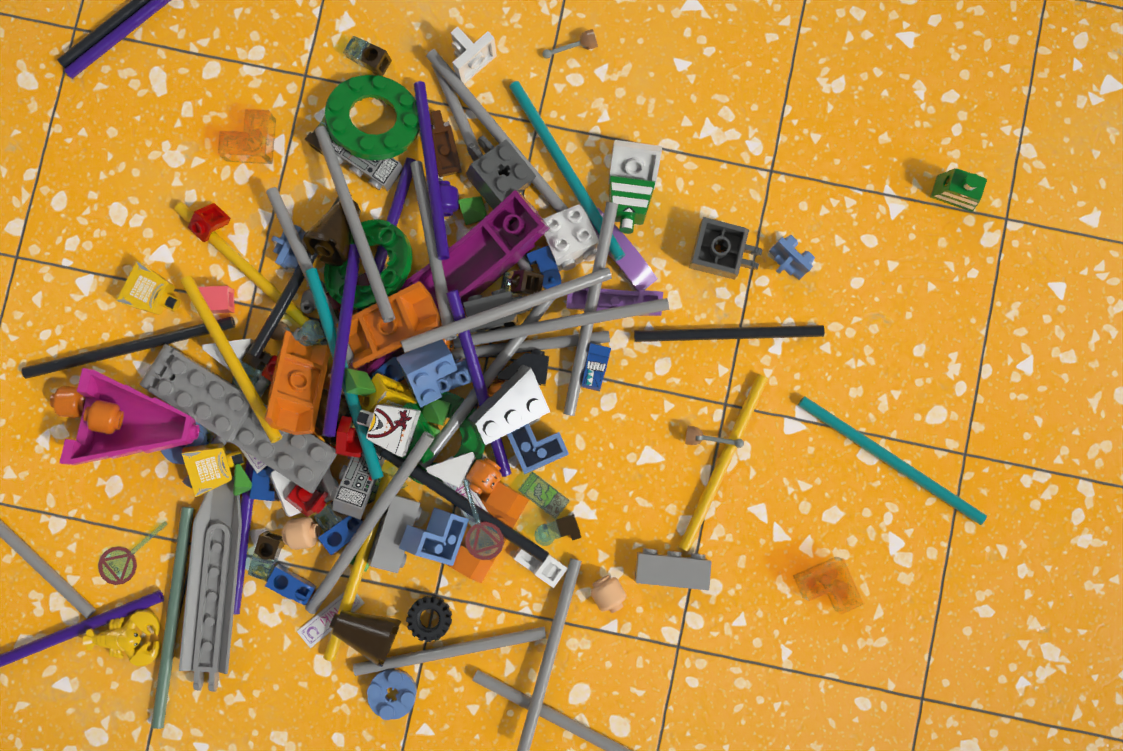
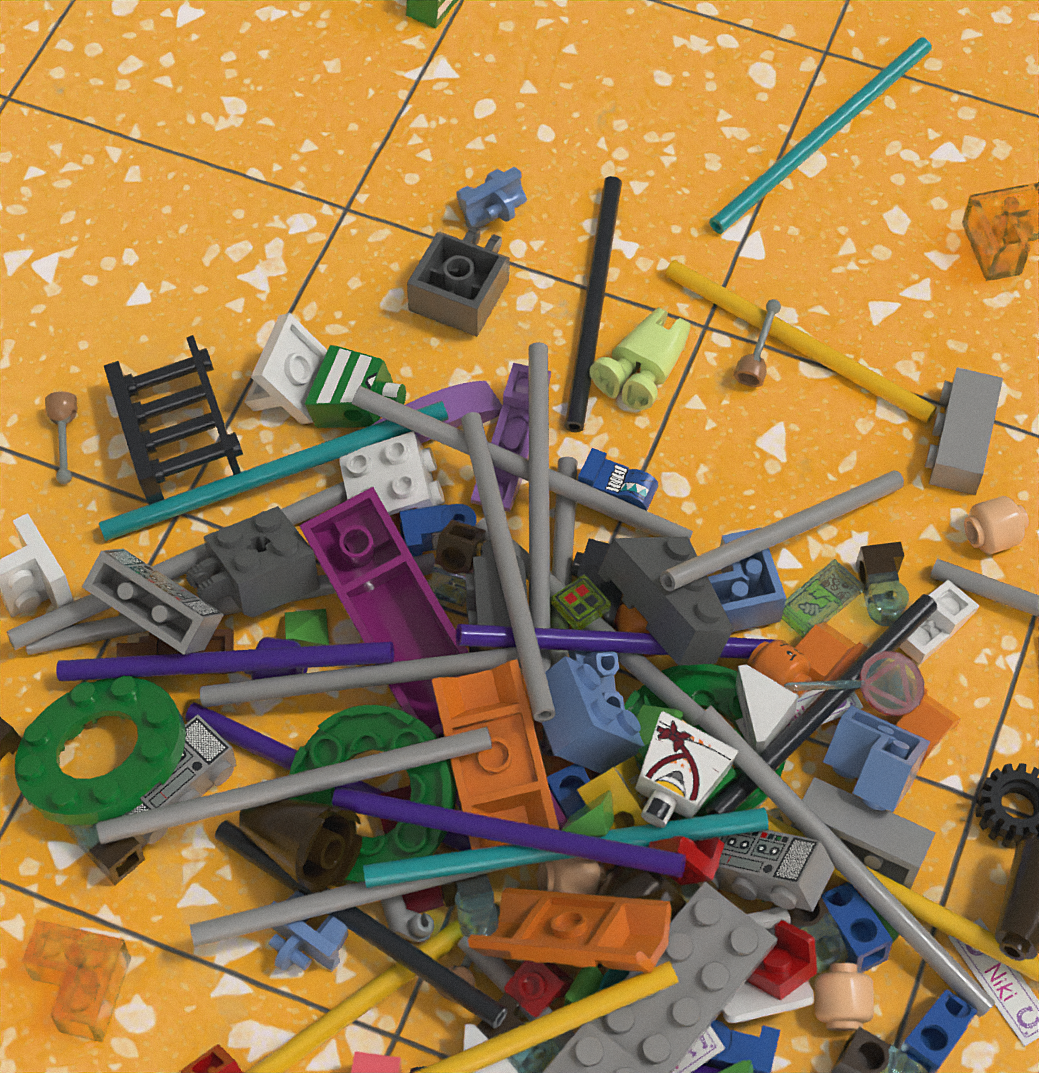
camera: 80 degrees left, 25 degrees down
(456, 120) = (152, 600): none -> light grey brick
(502, 357) = (581, 603): none -> clear neon green tile
(566, 467) = (780, 531): none -> light grey piece
(586, 80) = (143, 443): none -> black fence
(694, 370) = (646, 347): none -> yellowish green piece

